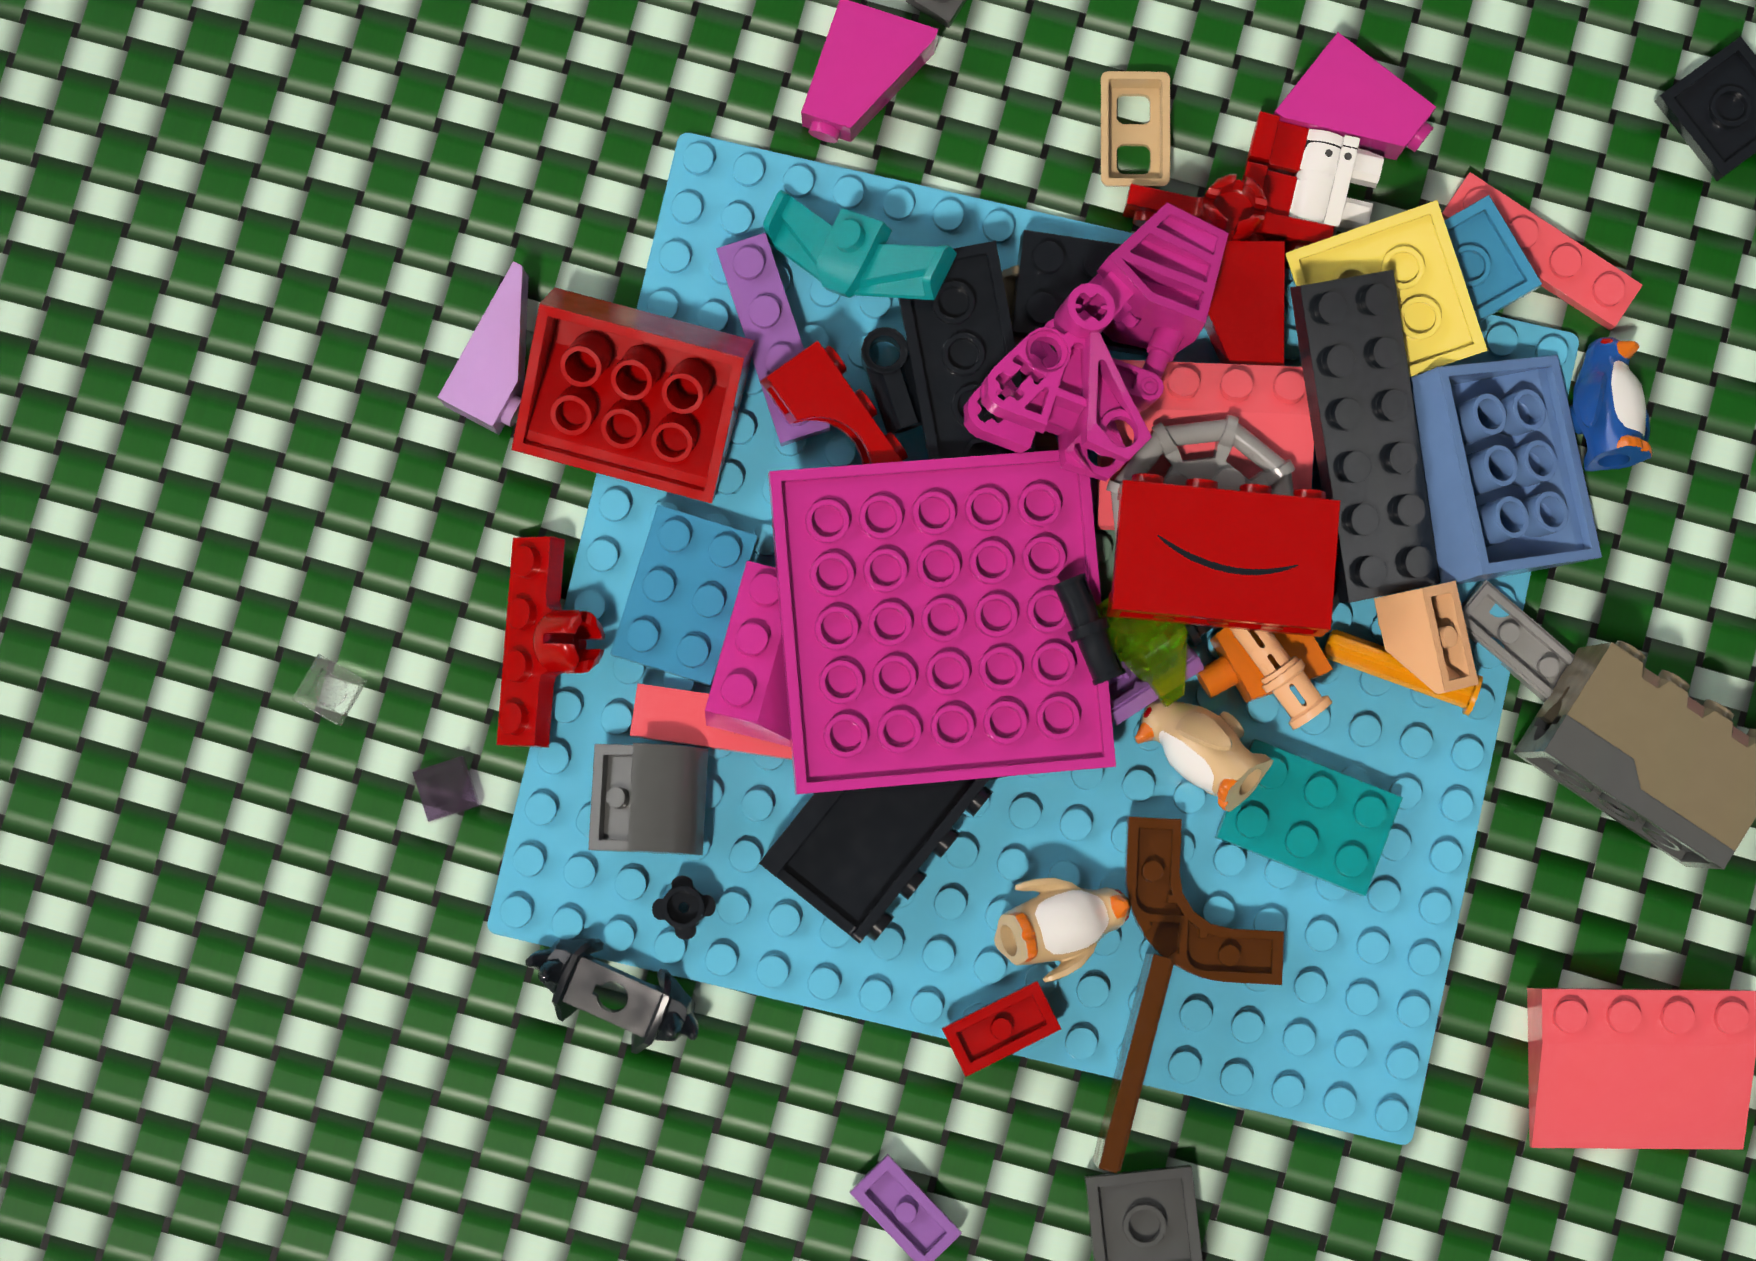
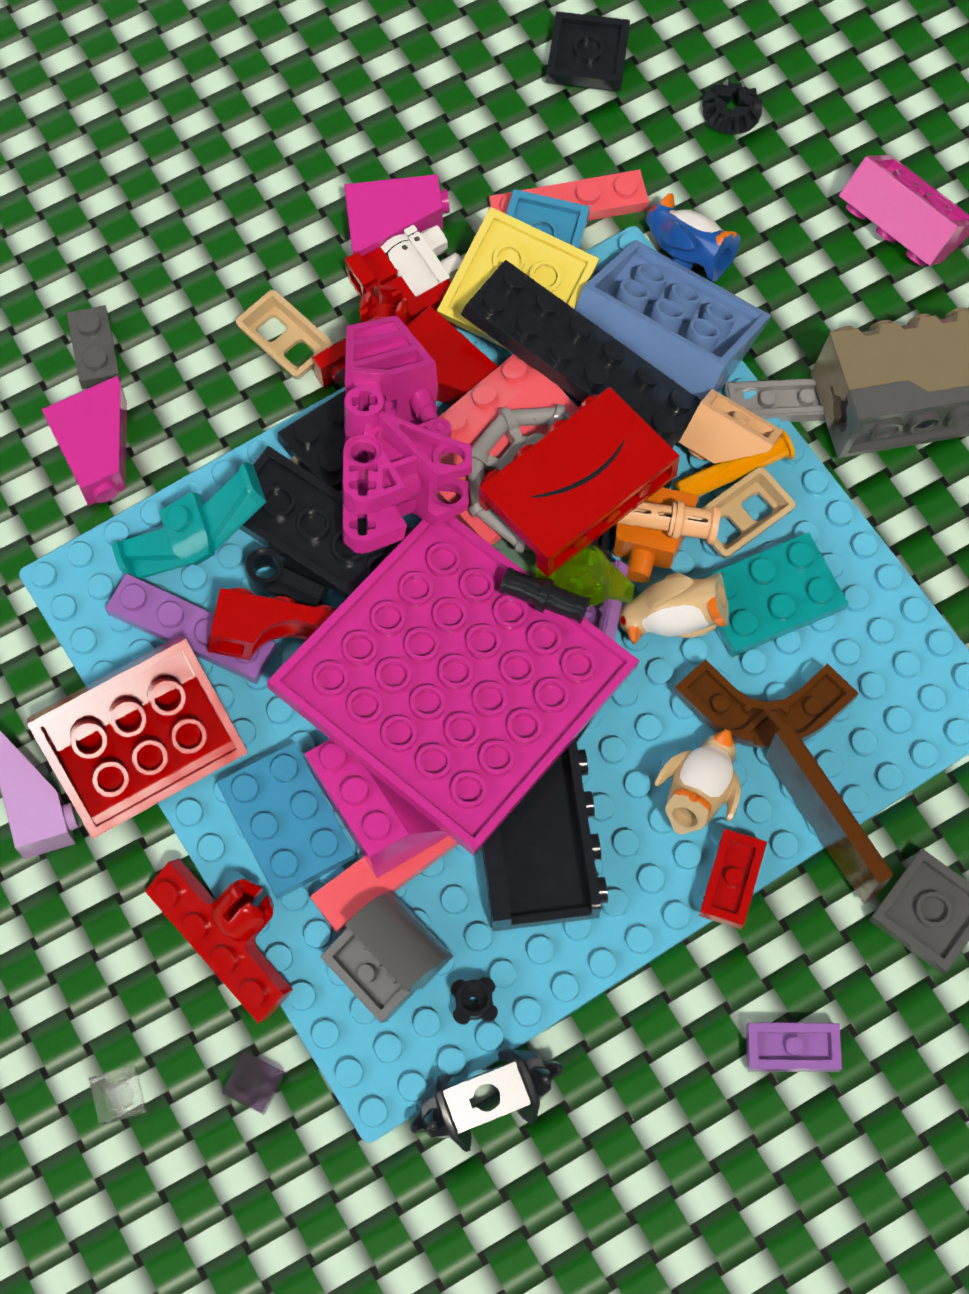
camera: 45 degrees left, 15 degrees down
(1361, 702) = (730, 502): none -> tan piece

